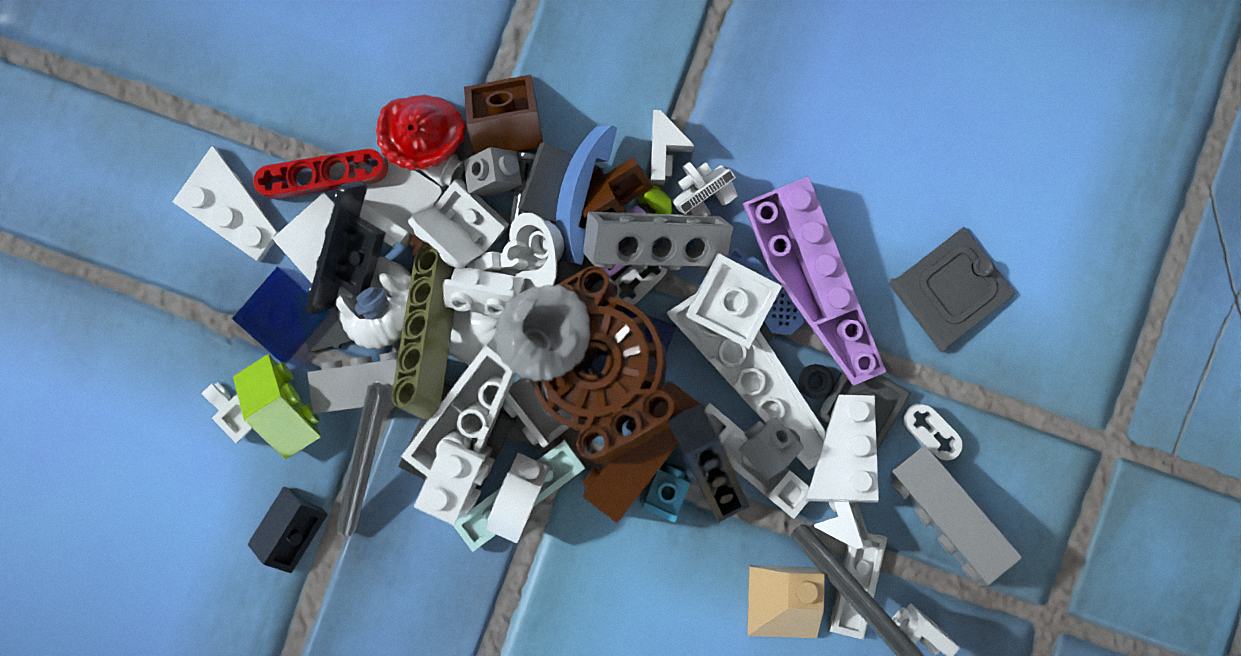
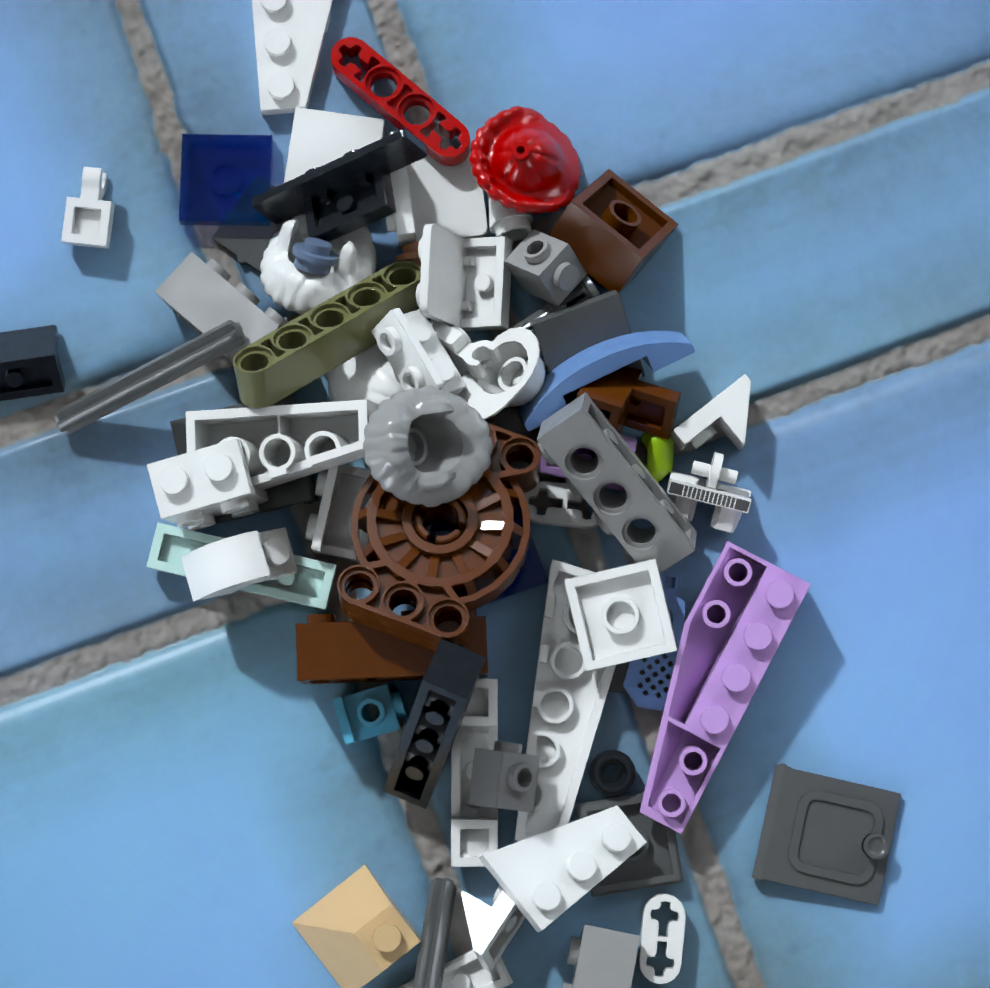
camera: 50 degrees right, 5 degrees down
(274, 407) = (129, 248): lime brick -> none

